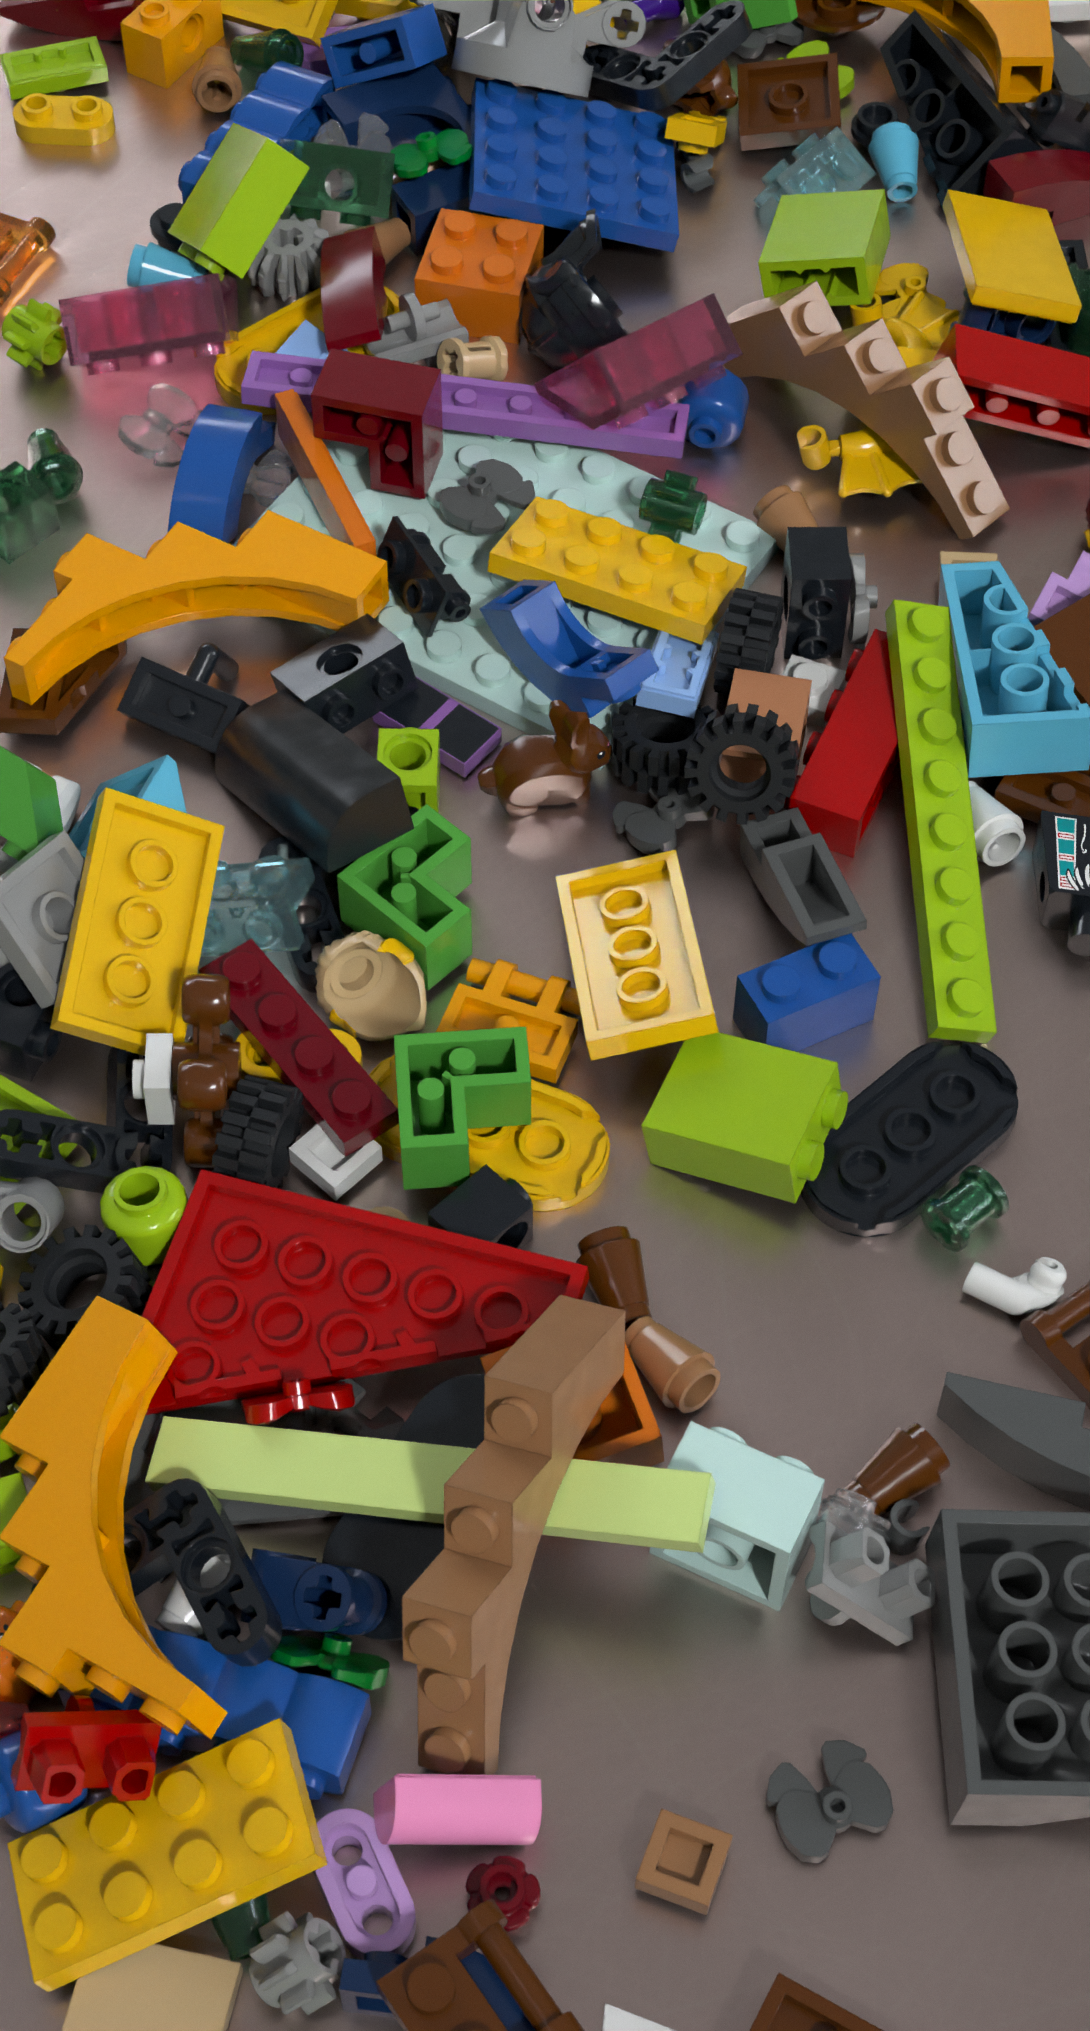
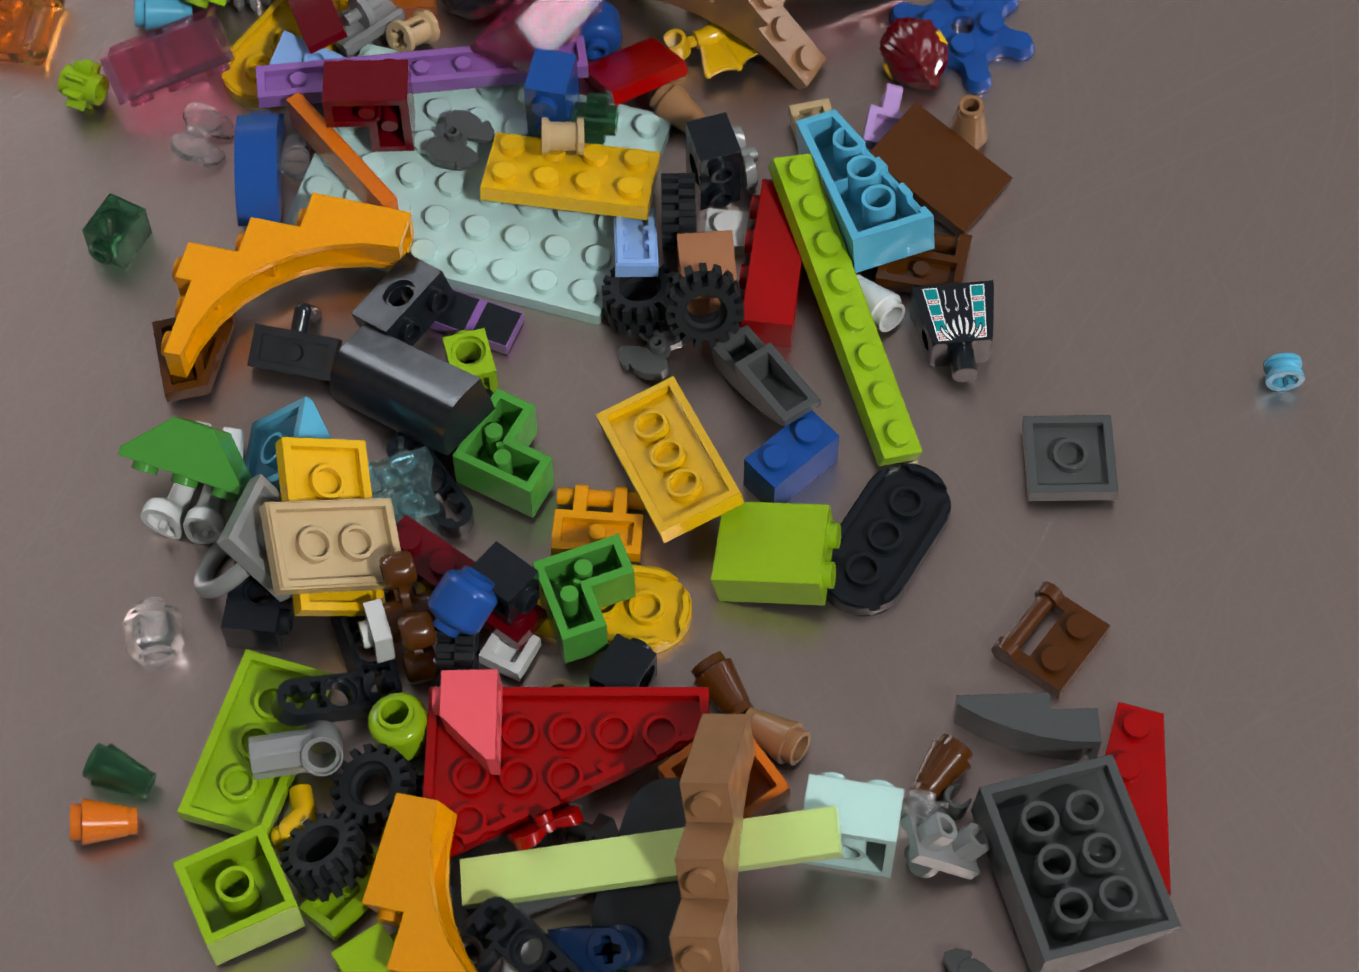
camera: 15 degrees left, 5 degrees up
(54, 464) = (132, 184): clear green cone -> none
(122, 942) = (328, 544): none -> tan tile
(244, 1214) = (472, 713): none -> coral slope
(273, 1059) = (462, 601): none -> blue head
(345, 1053) = (514, 581): none -> black brick
(371, 986) = (497, 518): tan hair -> none
(419, 579) = (430, 217): black hinge -> none
(547, 767) = (565, 335): reddish brown animal -> none
(560, 653) = (552, 251): blue arch -> none
(617, 511) = (562, 136): none -> tan bush
(619, 457) = (550, 88): none -> blue brick
(747, 465) = (635, 70): none -> red tile
(964, 1208) = (935, 580): clear green bush -> none
(1020, 1293) = (985, 628): white arm -> none

